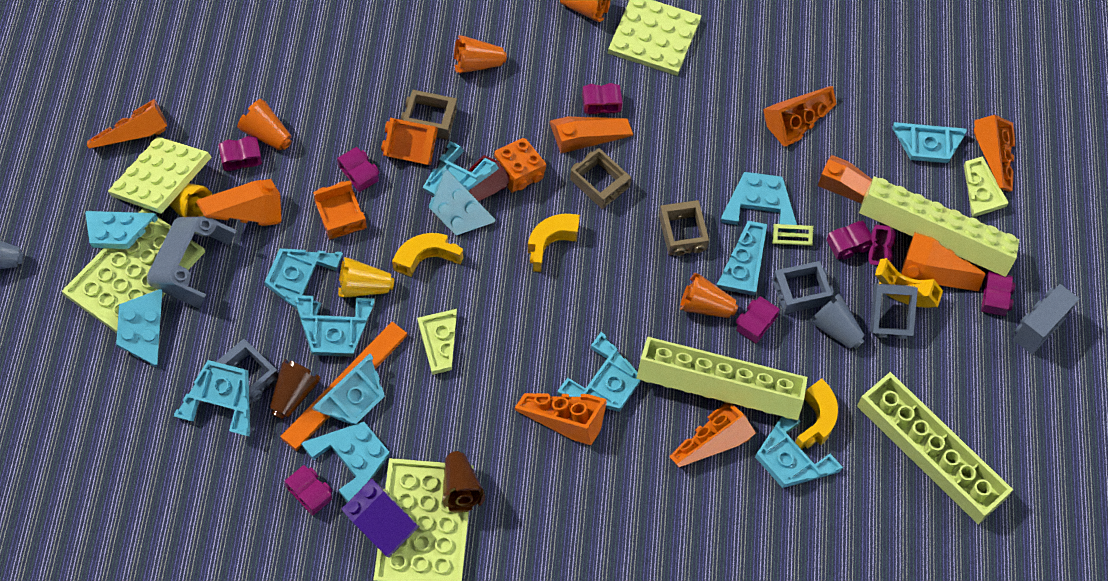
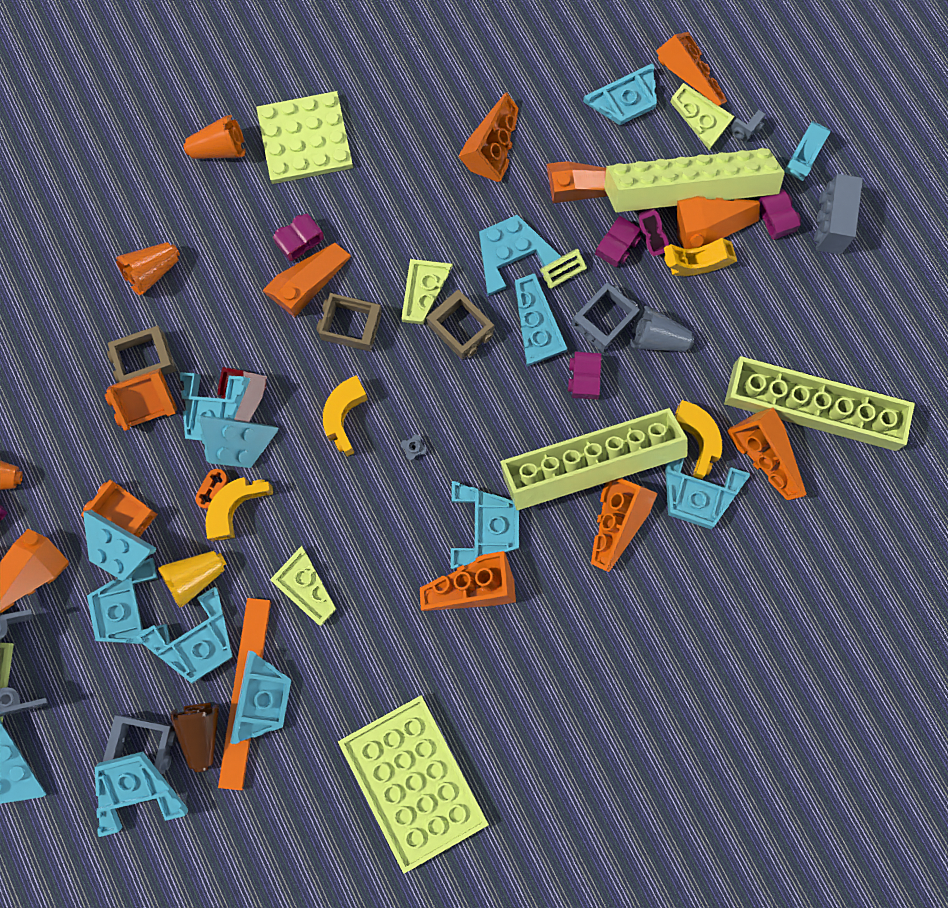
camera: 30 degrees left, 15 degrees up
(308, 489) = (282, 824): magenta brick -> none
(322, 226) = (114, 547): none -> medium azure wing
(357, 449) = (301, 750): medium azure wing -> none
(358, 169) = (109, 459): magenta brick -> none
(380, 517) = (370, 812): dark purple slope -> none
(417, 229) = (207, 486): none -> orange beam
(460, 484) = (423, 726): reddish brown cone -> none
(521, 163) = (265, 356): orange bracket -> none
(584, 296) = (412, 453): none -> sand blue plate
(672, 186) = (422, 288): none -> yellowish green wing
(707, 299) = (527, 385): orange cone -> none
(870, 451) = (768, 445): none -> orange wedge
(878, 289) = (690, 273): sand blue window -> none
(1016, 219) = (745, 131): none -> sand blue bracket
(1053, 261) = (807, 150): none -> medium azure arch

